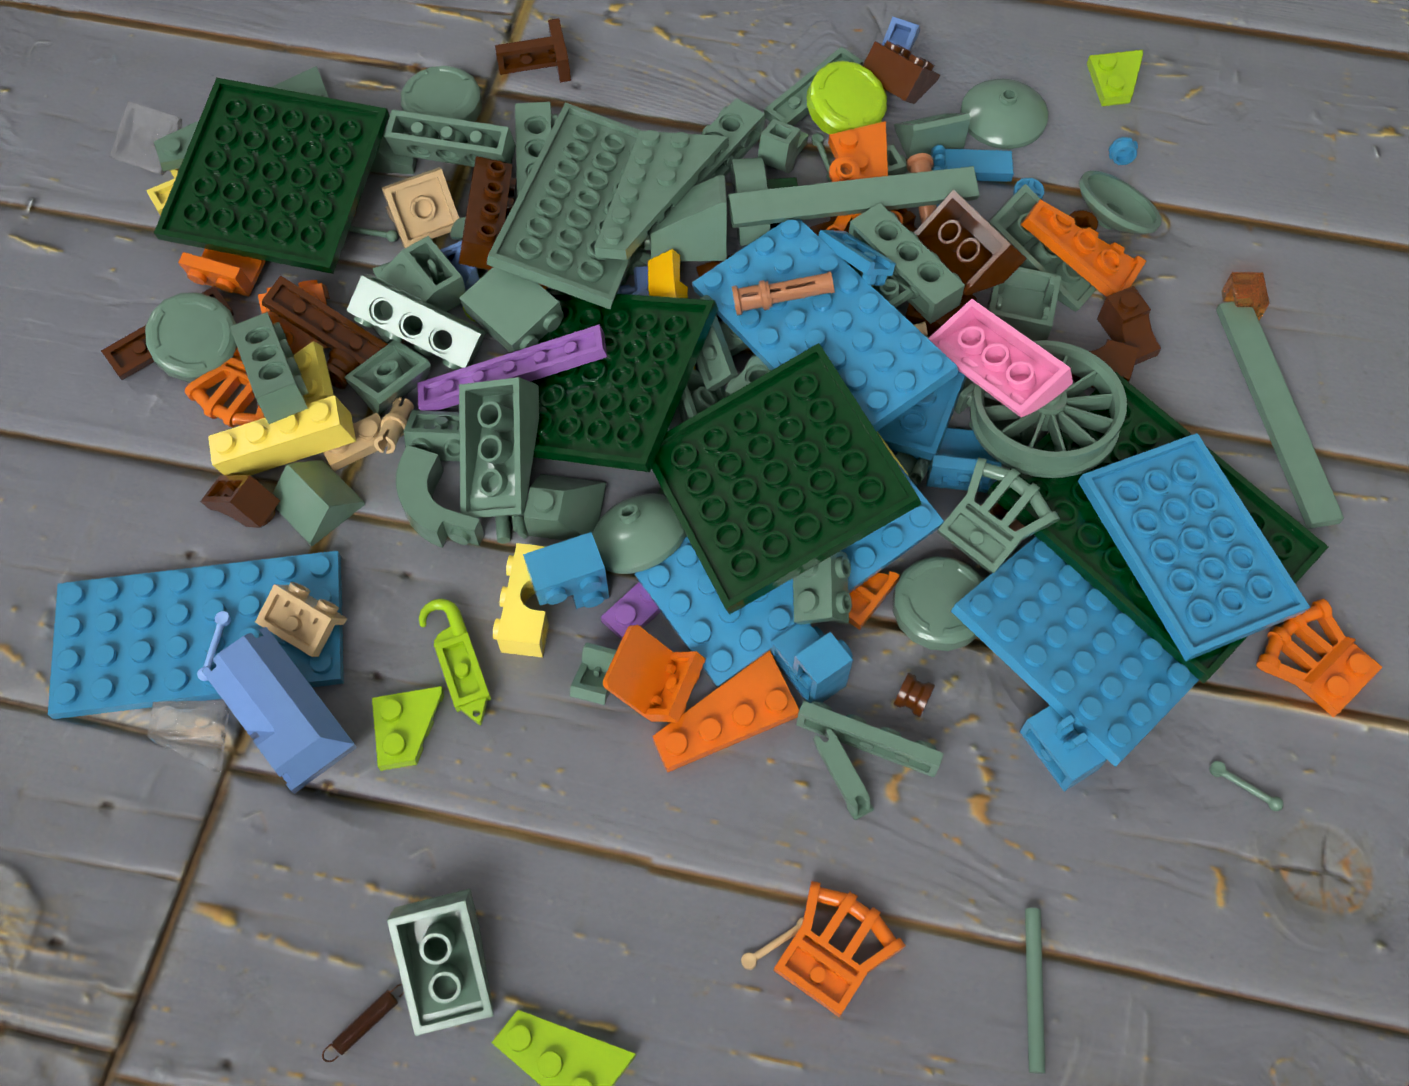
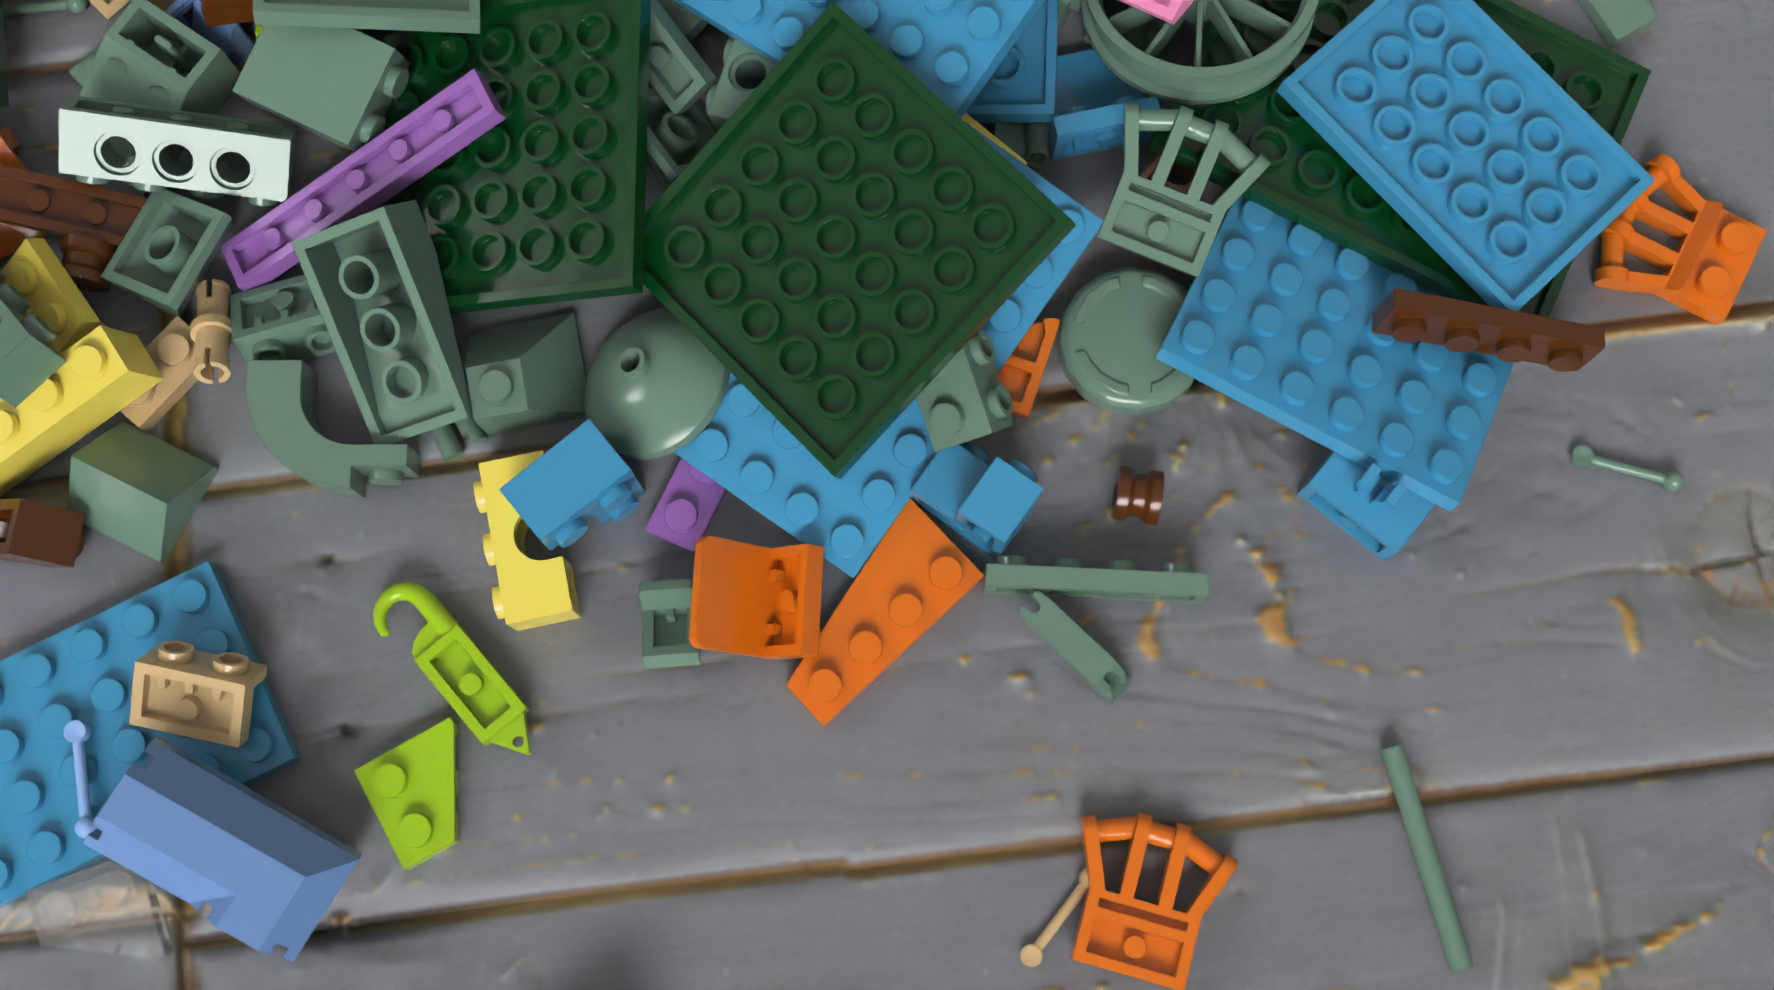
camera: 20 degrees left, 15 degrees up
(1172, 662) = (1487, 330): none -> reddish brown plate

